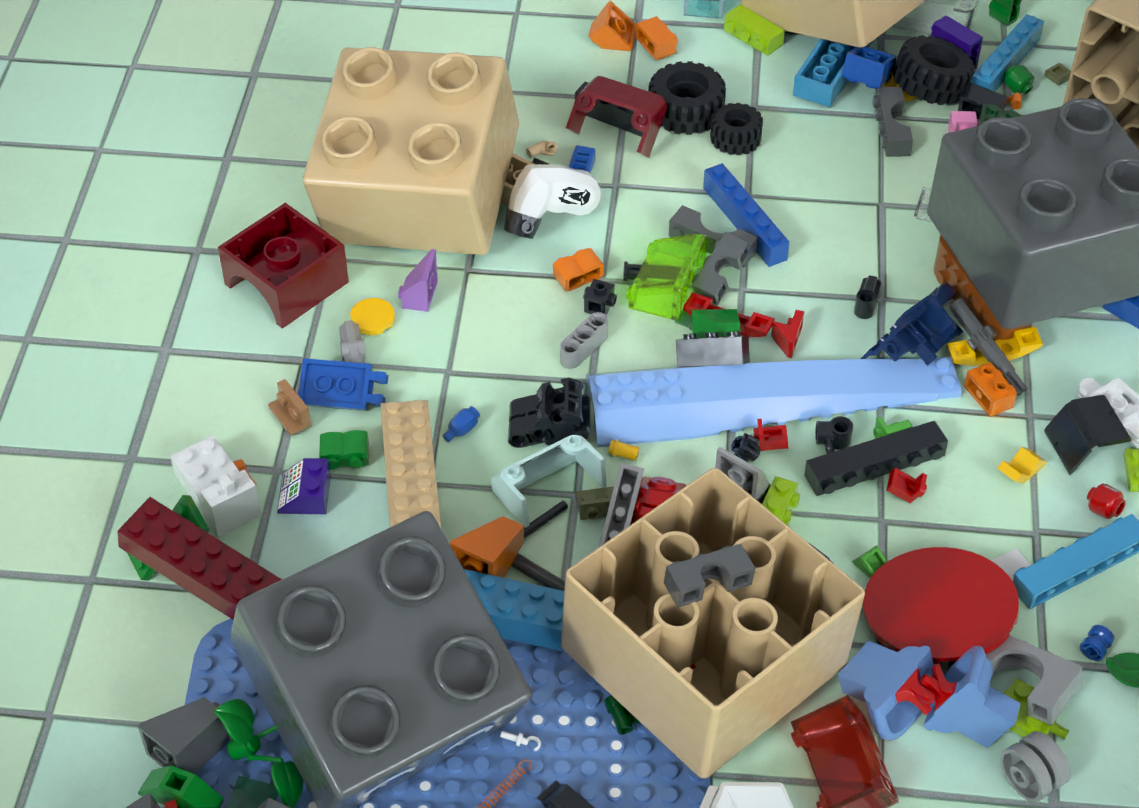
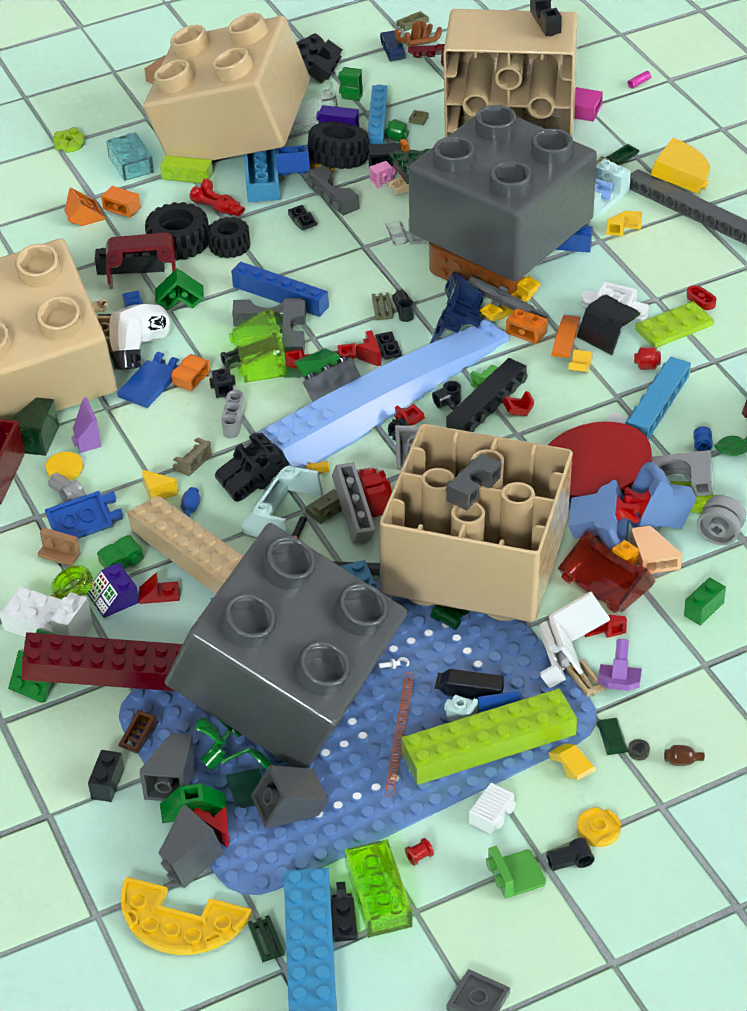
camera: 30 degrees left, 5 degrees down
(129, 703) = (106, 775): none -> black brick
(203, 677) = (138, 718): none -> reddish brown slope
(274, 466) = (69, 575): none -> clear neon green wheel
(351, 513) = (156, 592): none -> red slope
(373, 257) = (38, 425): none -> clear green slope
(443, 388) = (159, 485): none -> yellow slope
(506, 373) = (193, 459): none -> dark tan hinge
(530, 258) = (148, 381): none -> blue tile
(636, 165) = (179, 287): none -> green brick
(764, 86) = (221, 203): none -> red piece
(814, 338) = (388, 346): none -> black slope
(836, 139) = (301, 217): none -> black slope
(850, 275) = (380, 298): none -> olive tile
(887, 746) = (627, 552): none -> light orange bracket
(925, 761) = (655, 551): none -> light nougat slope
(1026, 425) = (566, 336): none -> orange slope

